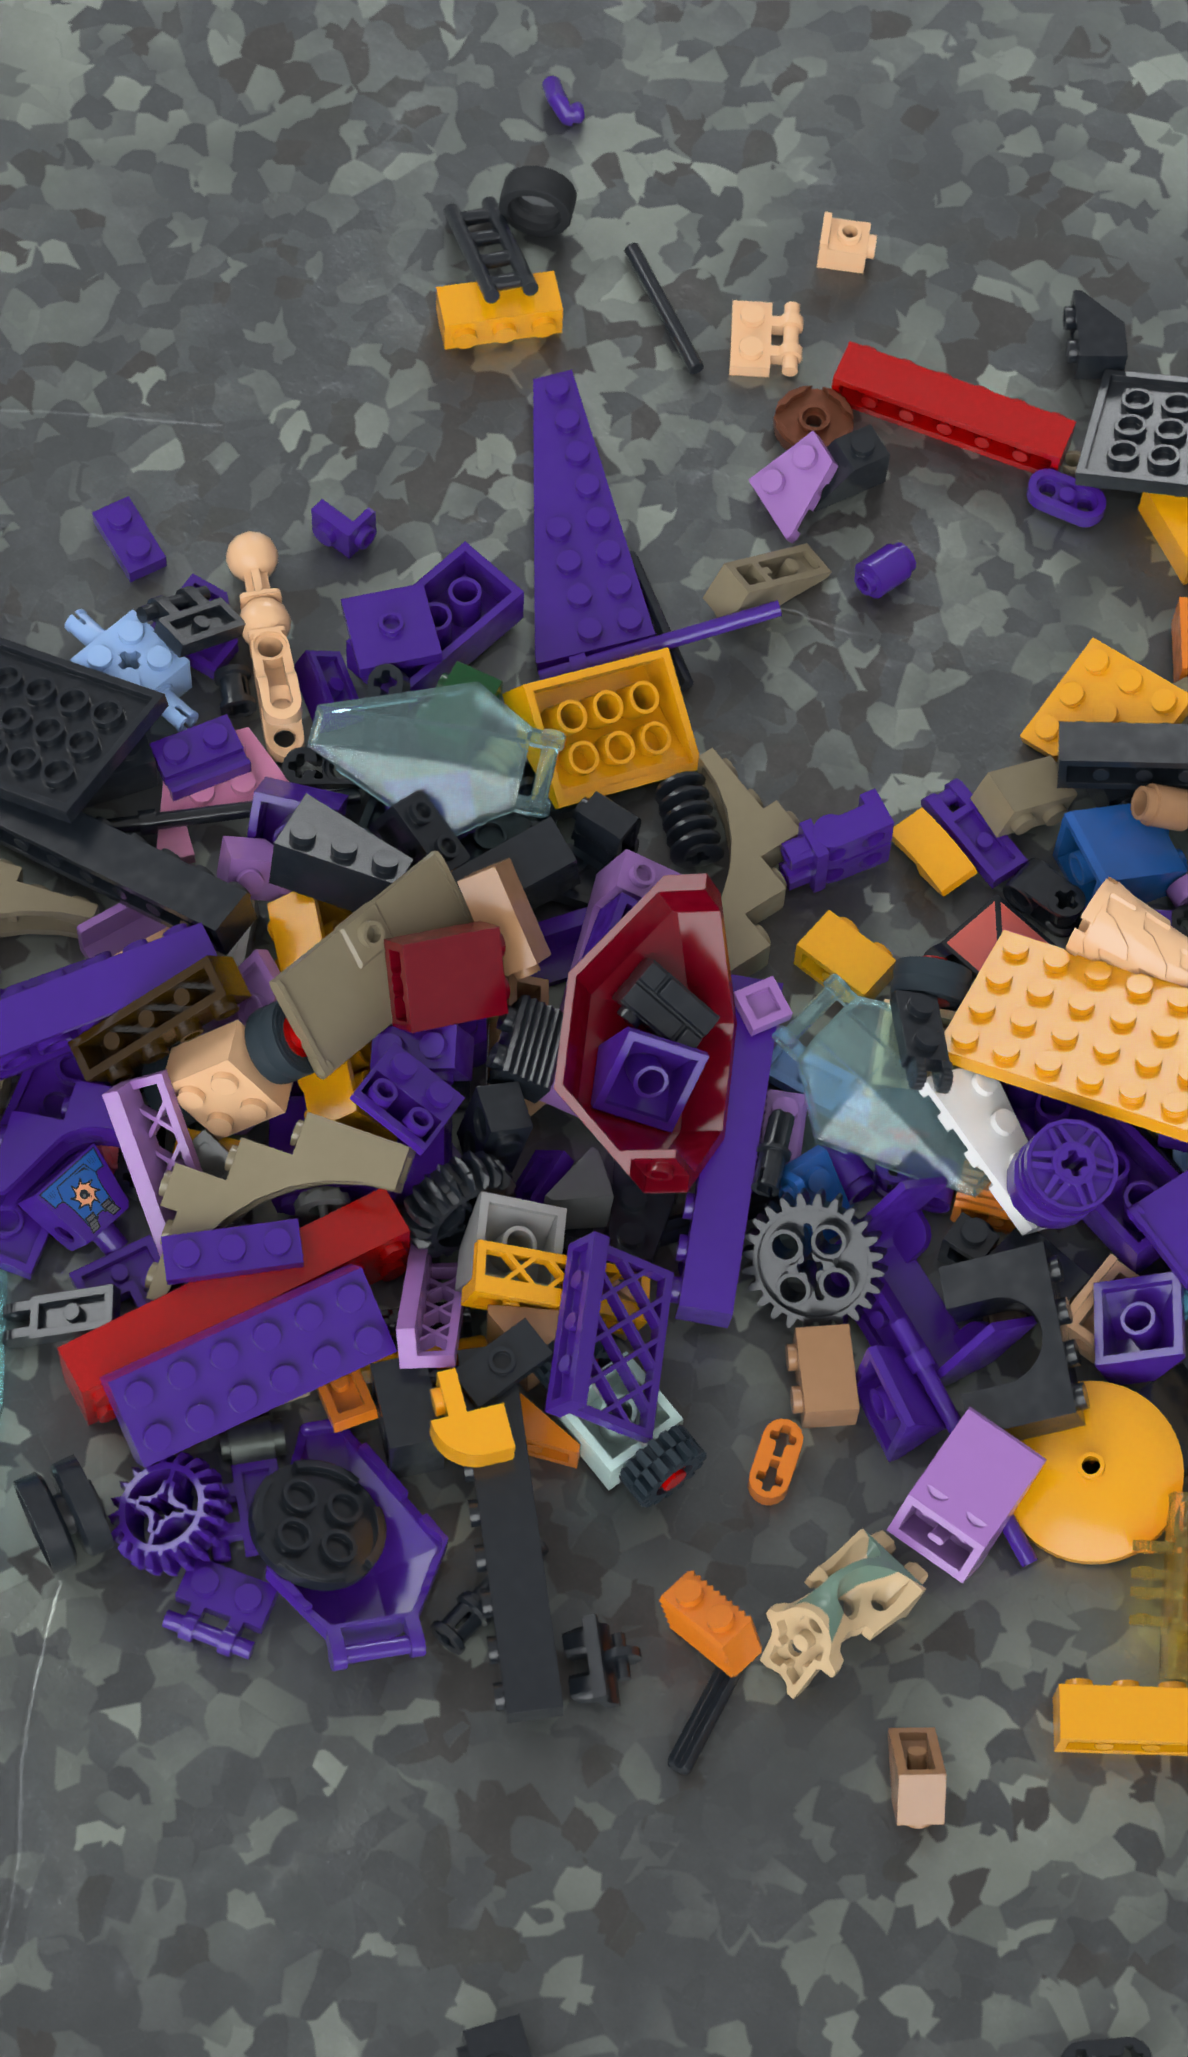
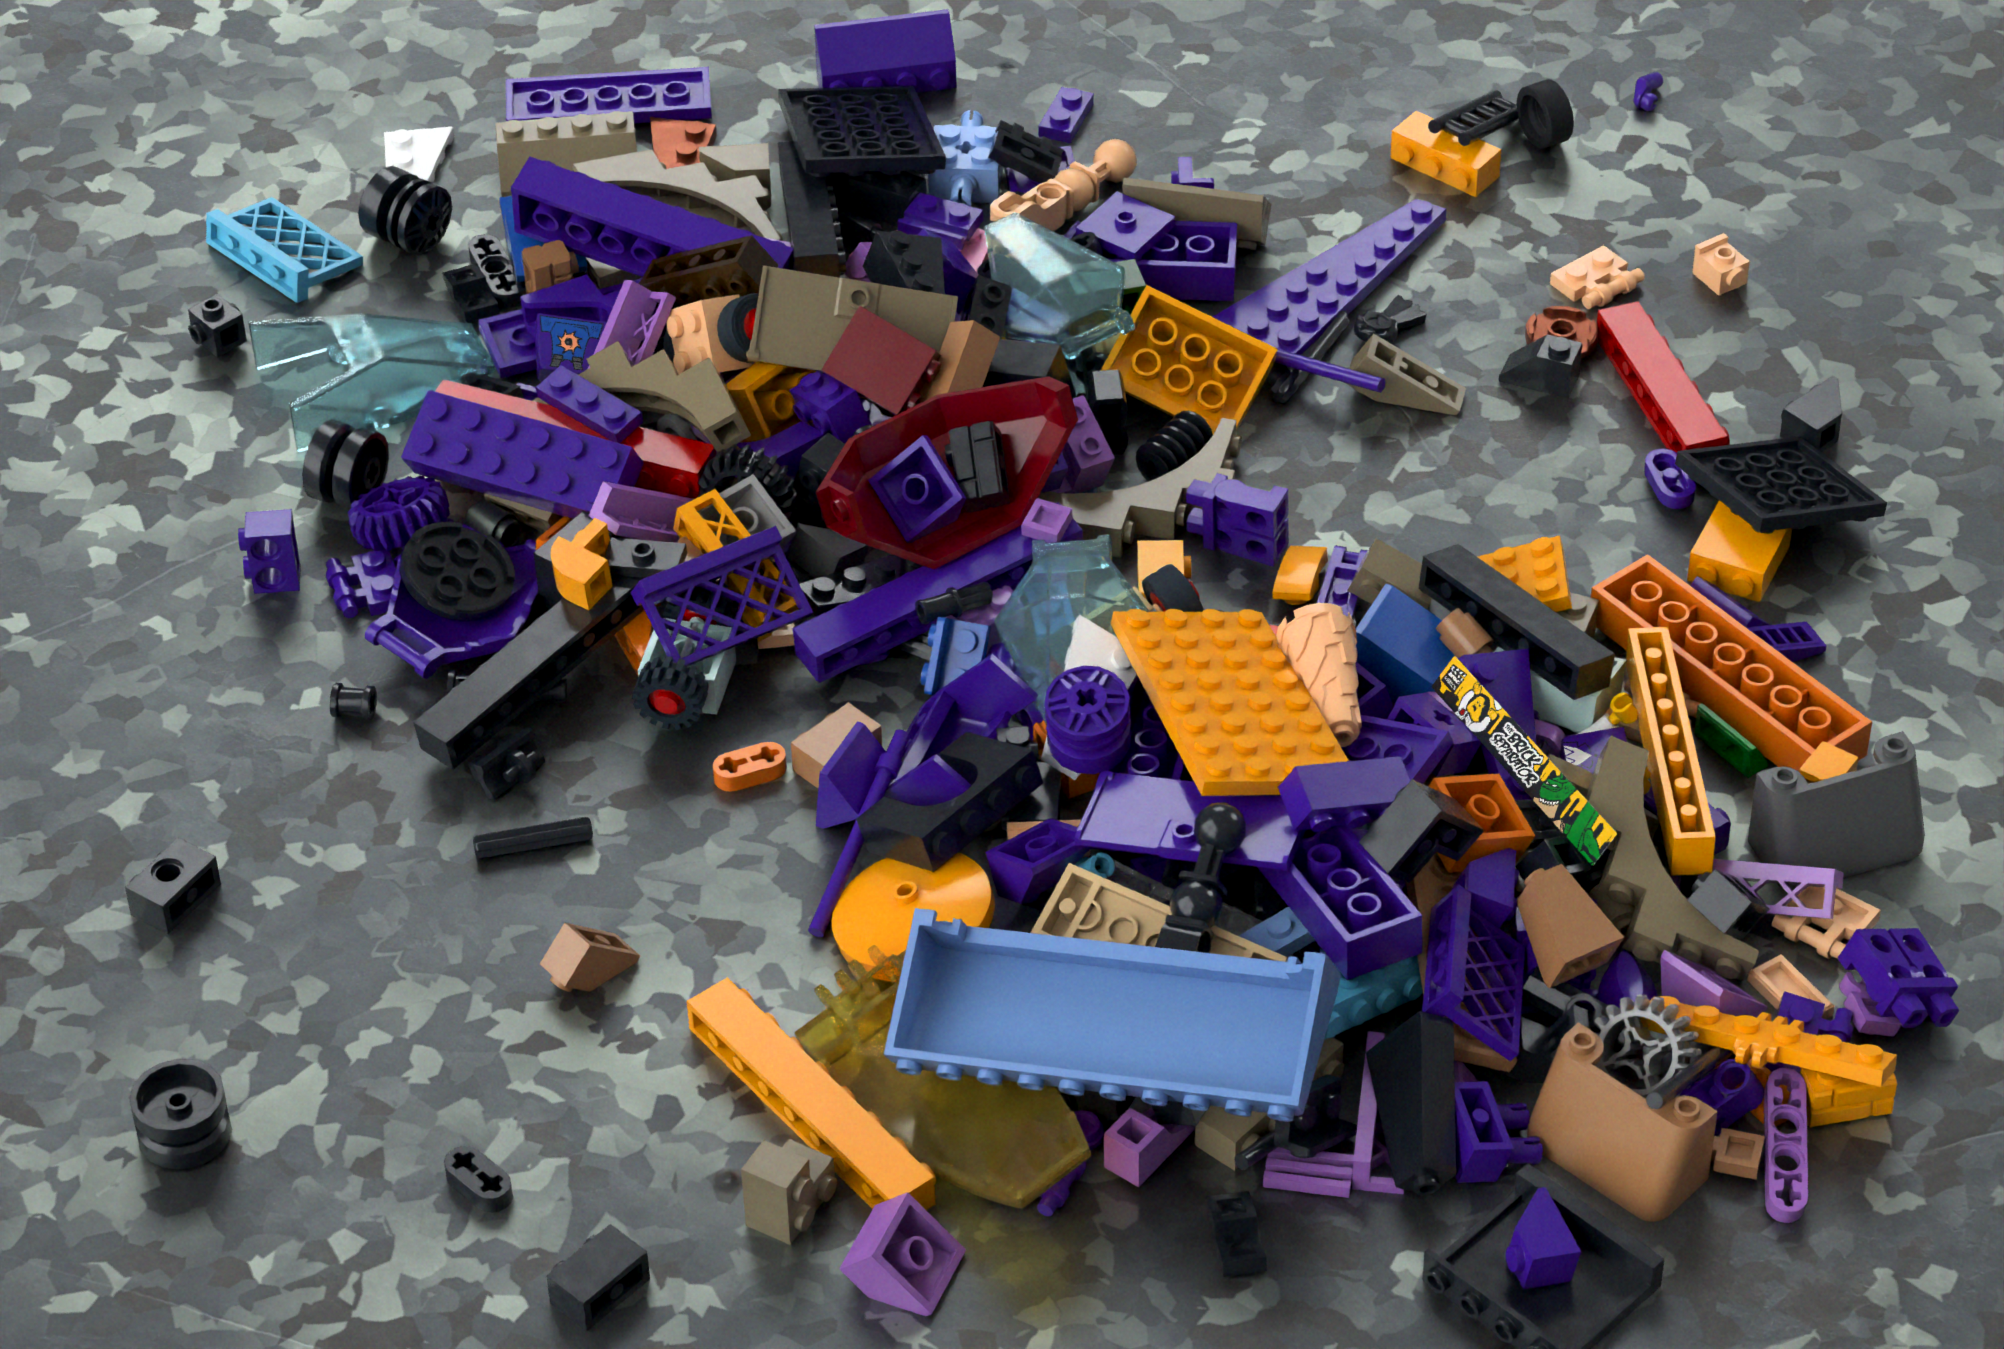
camera: 55 degrees right, 20 degrees down
(124, 1667) = (271, 551): none -> dark purple brick
(387, 1737) = (353, 701): none -> black bush
(402, 550) = (1207, 205): none -> dark tan slope
(407, 1098) = (769, 398): dark purple slope -> none
(664, 308) = (1555, 224): black bar -> none
(672, 542) = (1396, 316): none -> black piece
(711, 1623) = (587, 787): orange brick -> none
(776, 1263) = (906, 674): gear -> none
(795, 483) = (1497, 347): medium lavender wing -> none
(859, 1575) = (697, 847): tan hips -> none
(884, 570) = (1490, 428): dark purple brick -> none
(921, 1040) = (1107, 598): black hinge -> none
(966, 1495) = (809, 847): medium lavender slope -> none

